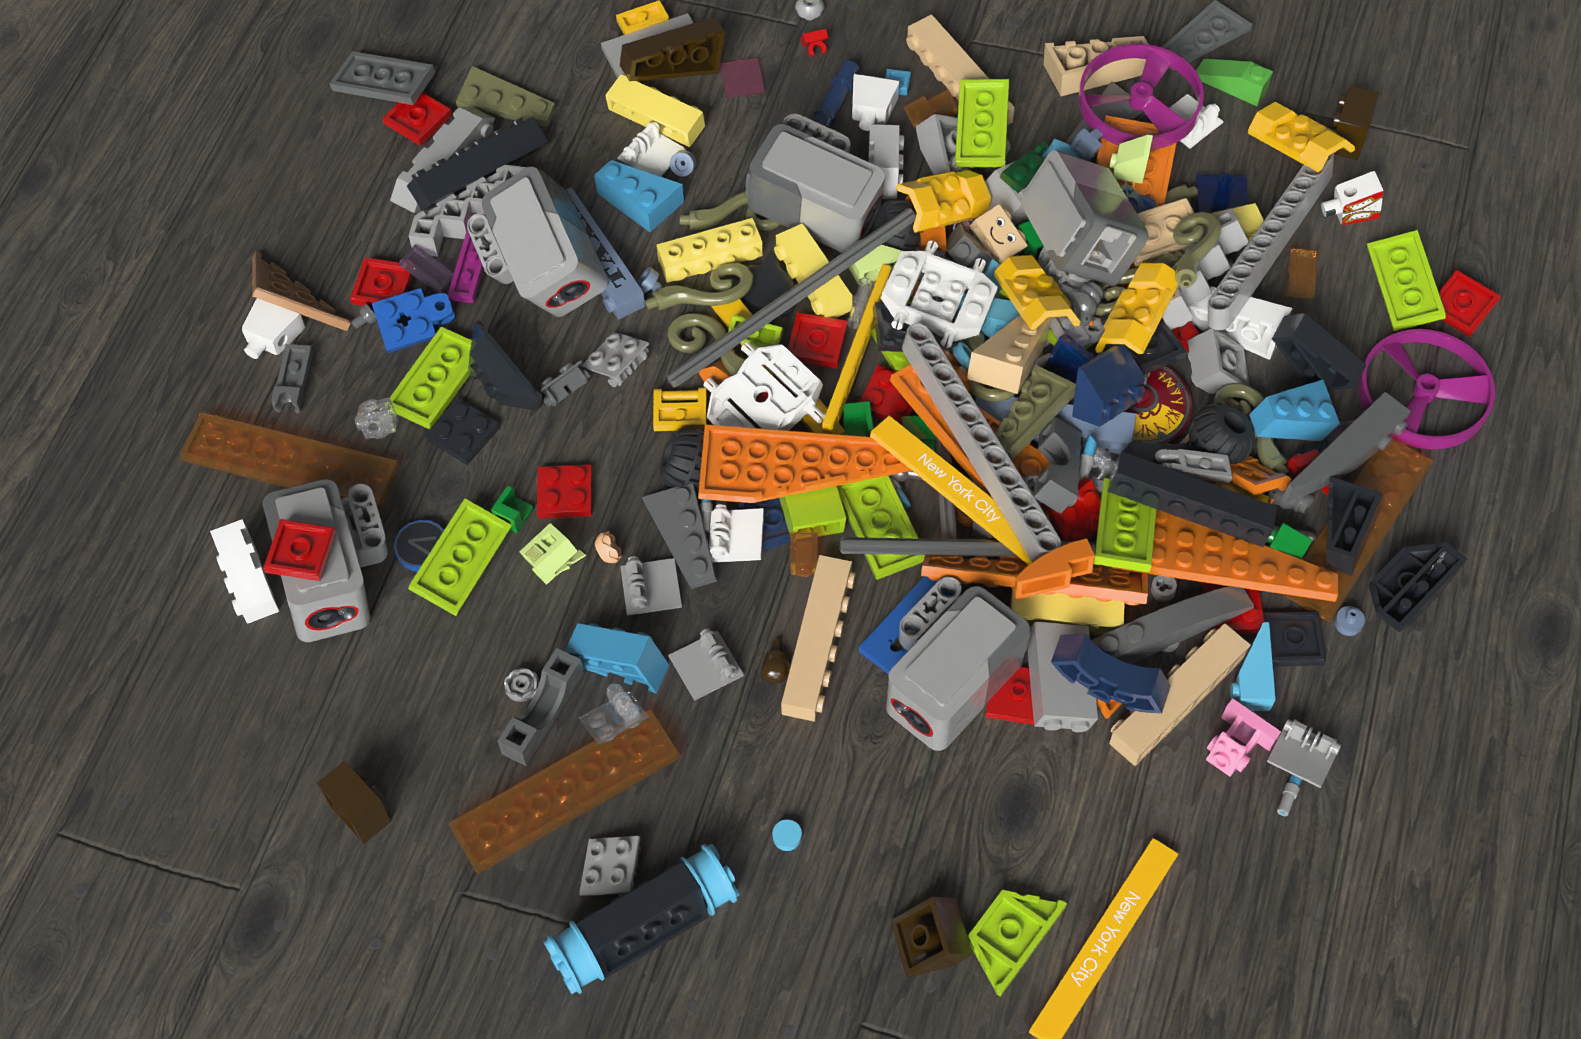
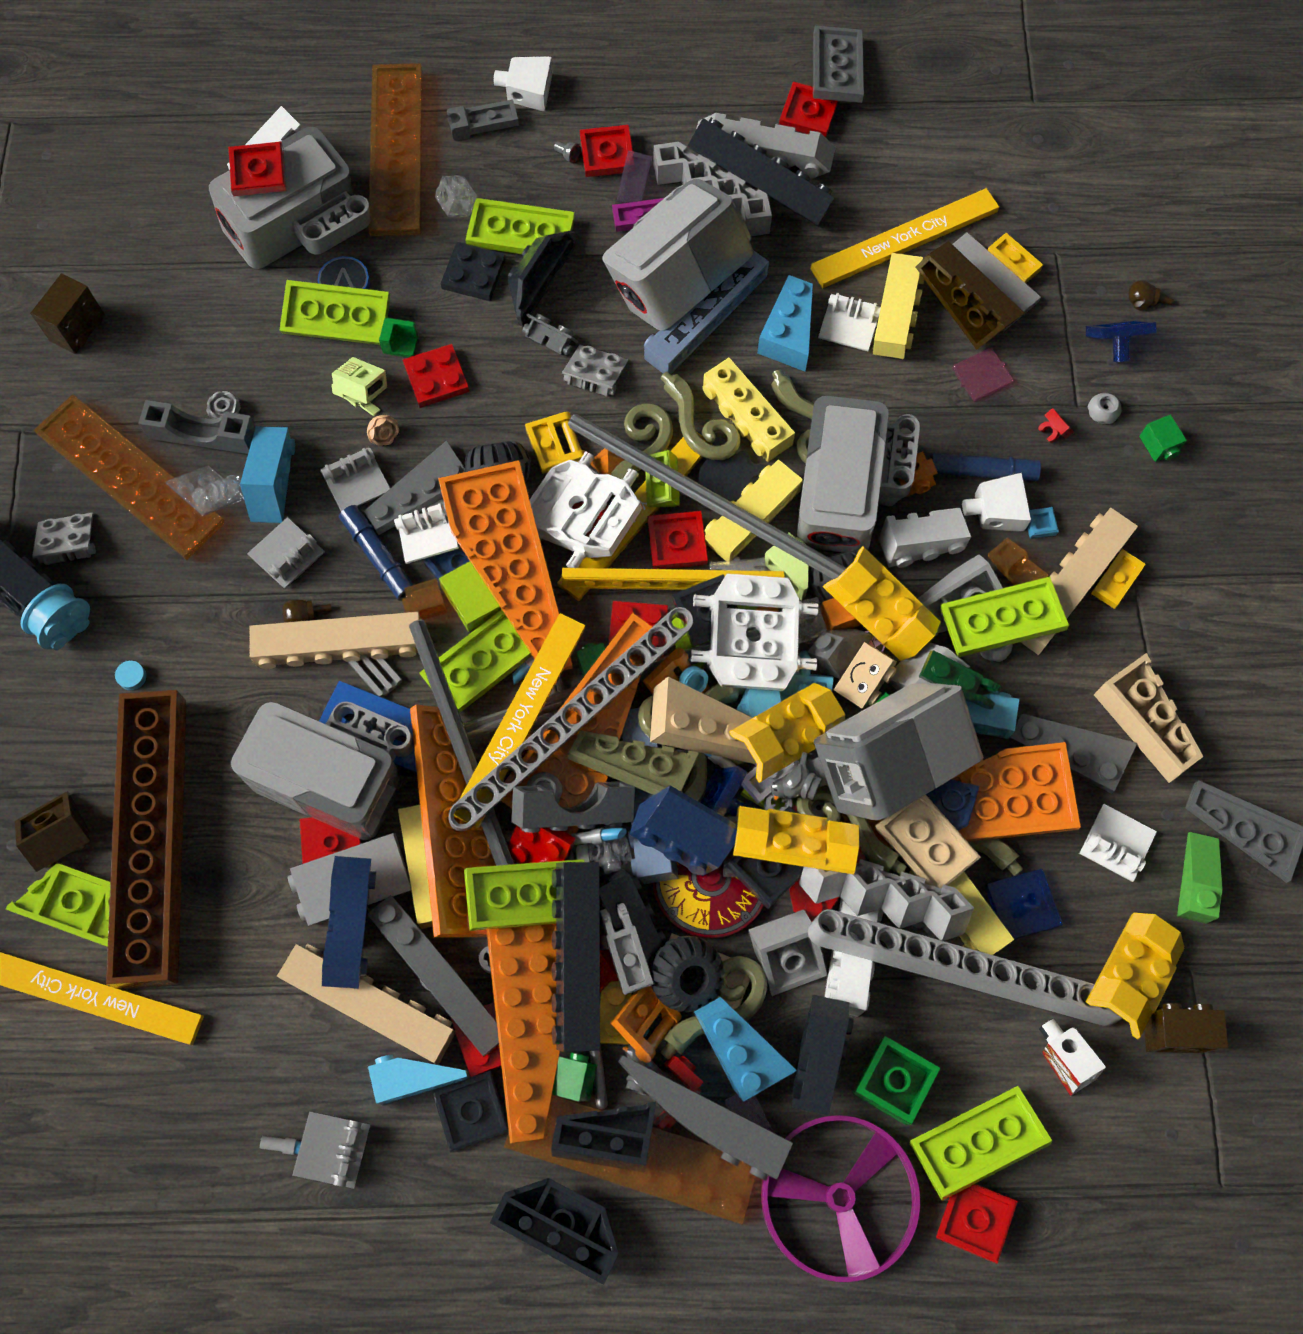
camera: 70 degrees right, 10 degrees up
(273, 286) = (563, 78): medium nougat tile -> none
(424, 316) = (581, 194): blue plate -> none
(503, 99) = (862, 173): olive wing -> none
(584, 91) = (904, 238): none -> yellow tile
(648, 280) = (691, 367): sand blue tile -> none
(683, 163) = (846, 352): sand blue tile -> none
(737, 584) = (375, 550): none -> dark blue piece
(857, 419) = (592, 608): green panel -> none
(865, 625) = (388, 687): none -> light grey tile
(969, 843) = (147, 841): none -> reddish brown brick
(971, 44) = (1118, 578): none -> yellow plate
(1055, 569) = (436, 831): orange slope -> none
(1087, 144) = (1017, 733): sand blue tile -> none
(1131, 159) = (1005, 783): yellowish green slope -> none
(1158, 60) = (1105, 771): magenta piece -> none
(1187, 265) = (867, 874): olive plant -> none
(1247, 730) = (307, 1067): bright pink tile -> none
(1302, 273) = (950, 1018): clear orange slope -> none
(1348, 315) = (895, 1080): none -> green brick
(1349, 621) = (517, 1168): sand blue tile -> none

